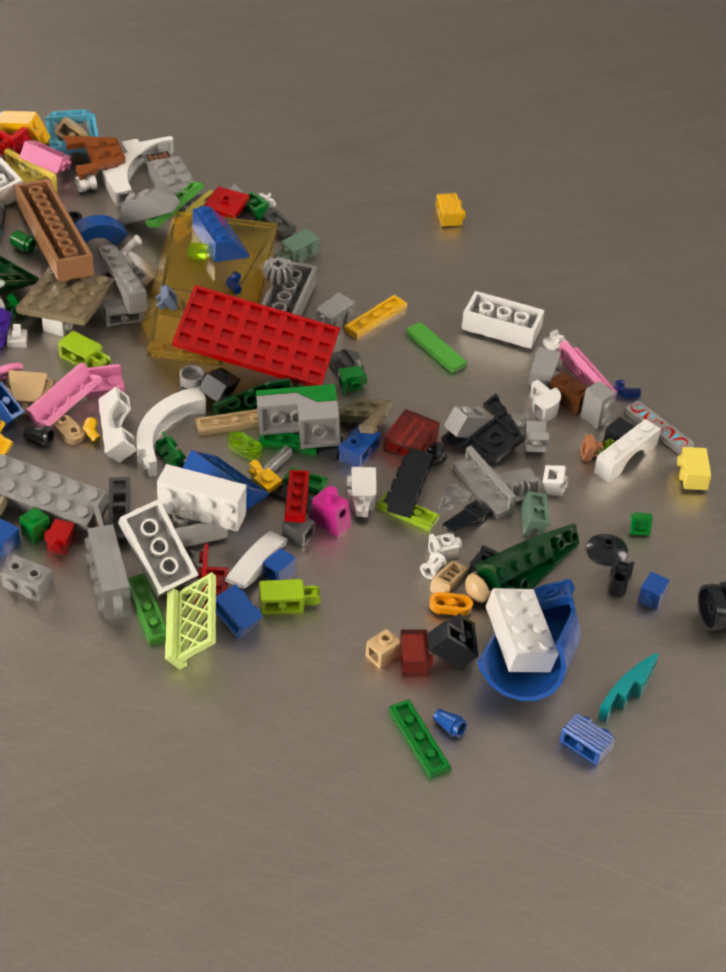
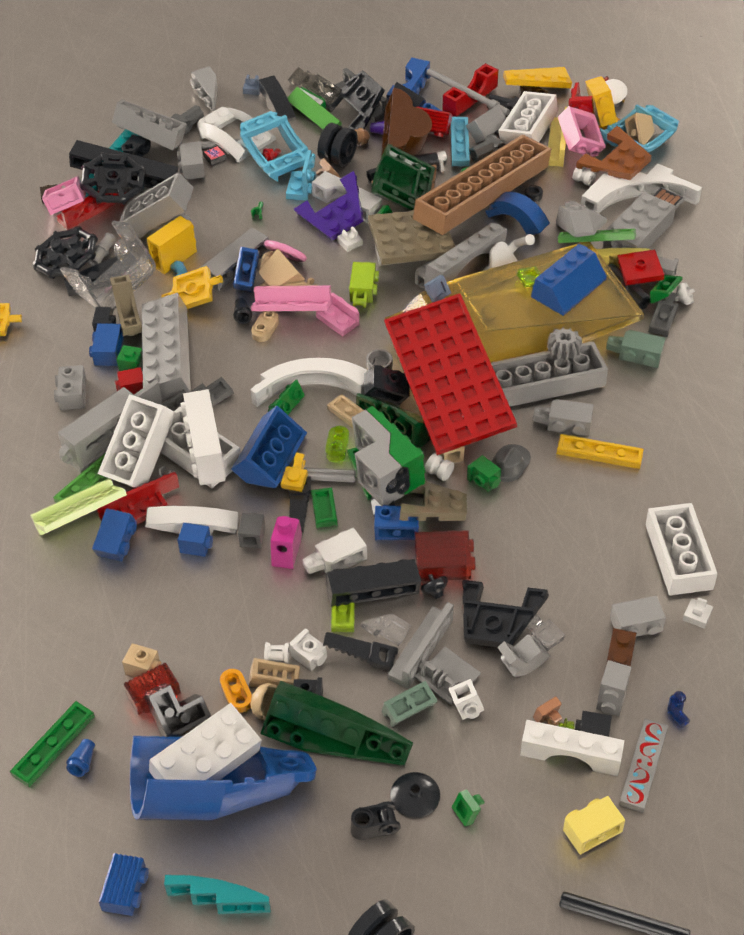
camera: 65 degrees right, 5 degrees up
(90, 429) = (272, 336): yellow arm -> none
(117, 441) = (287, 345): white arch -> none
(233, 282) = (503, 318): clear blue arm -> none
(286, 596) = (160, 560): lime brick -> none
(297, 496) = (286, 505): red tile -> none
(436, 347) = (596, 518): bright green tile -> none
(465, 421) = (488, 585): light grey brick -> none
(545, 401) = (588, 646): white brick -> none
(581, 366) = (668, 653): bright pink fence -> none
(653, 590) = (372, 861): blue brick -> none

